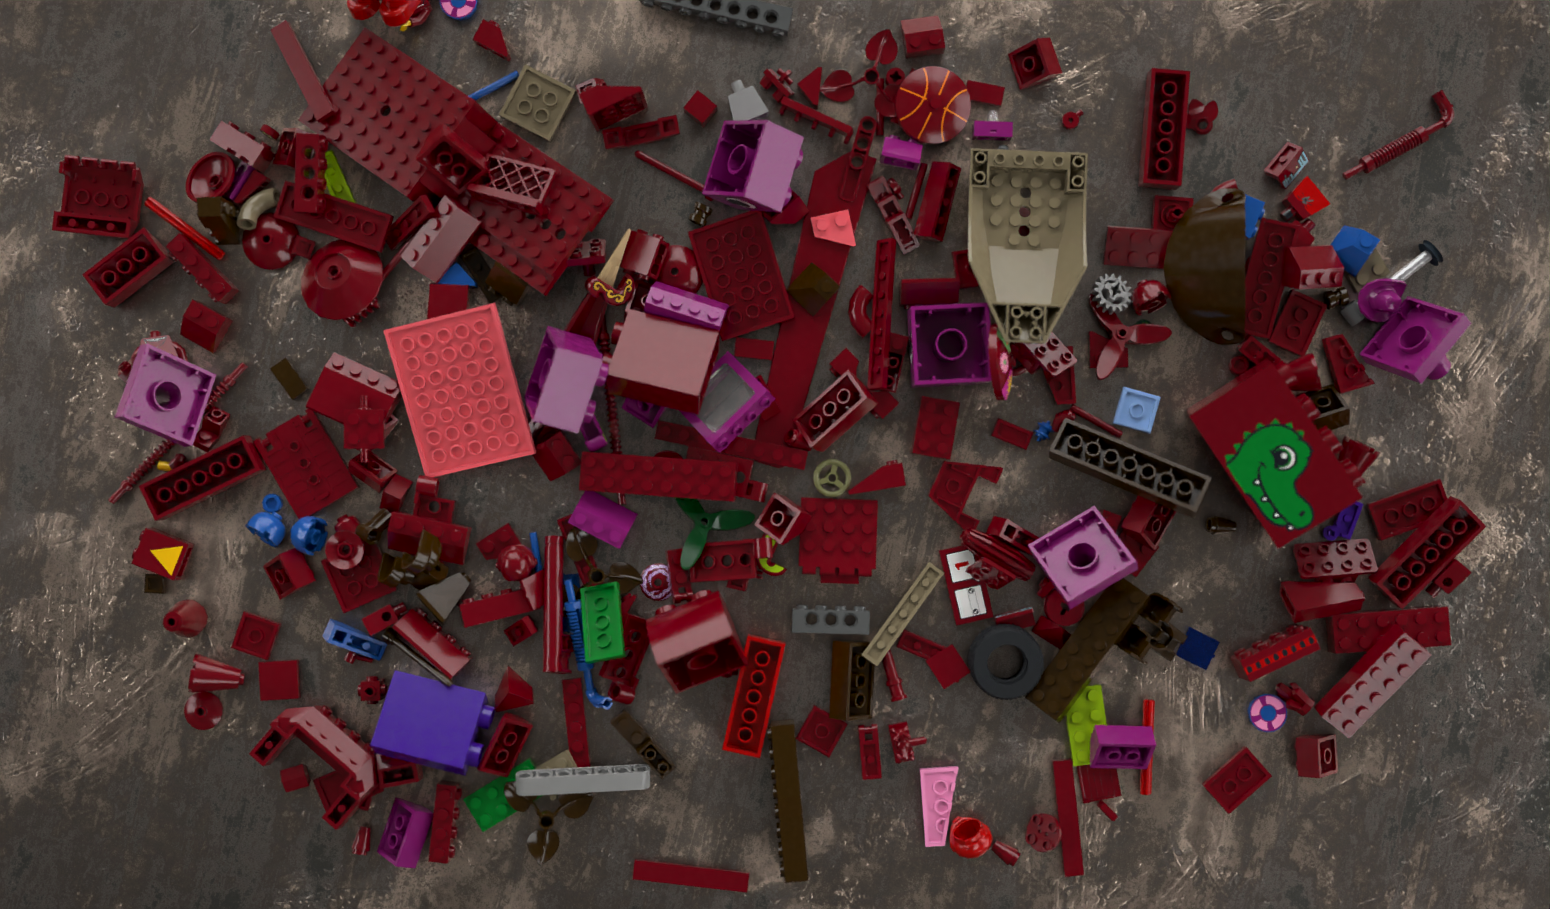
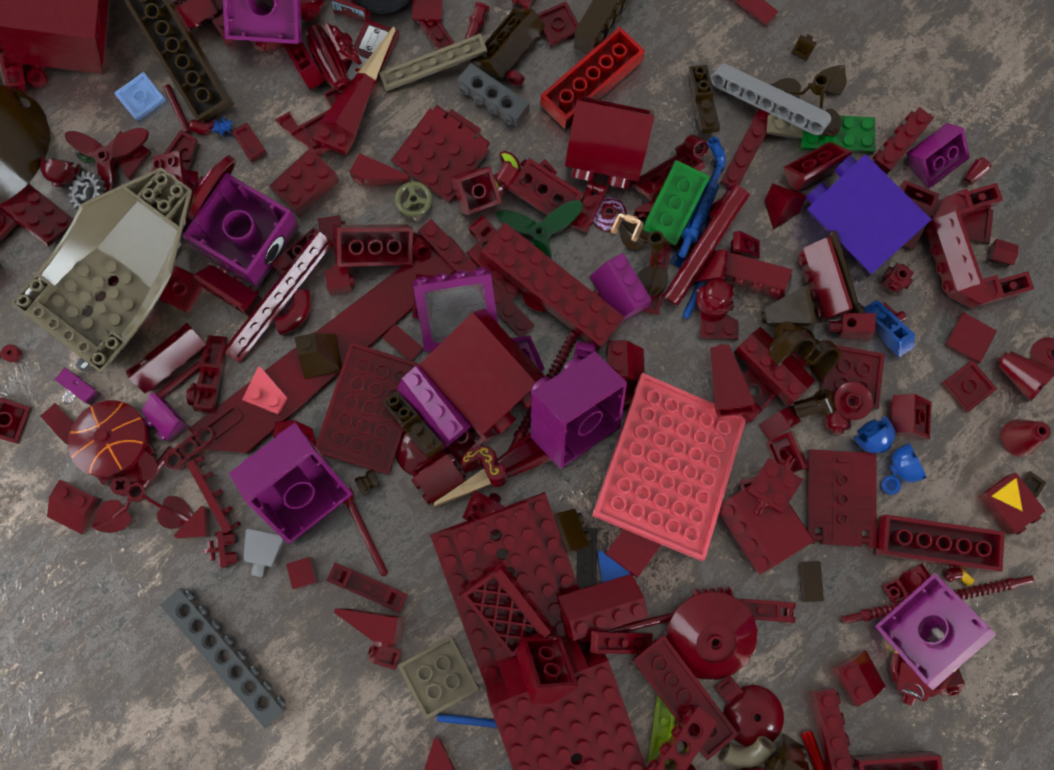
camera: 150 degrees left, 10 degrees down
(309, 331) = (771, 610): none -> dark red plate
(456, 493) = (729, 385): none -> dark red slope
(587, 859) = (804, 46): none -> dark brown tile
(632, 585) = (629, 218): none -> light nougat piece
(693, 282) = (412, 425): none -> dark brown slope
(822, 650) = (515, 78): none -> dark red tile
(942, 508) = (343, 119): none -> dark red plate

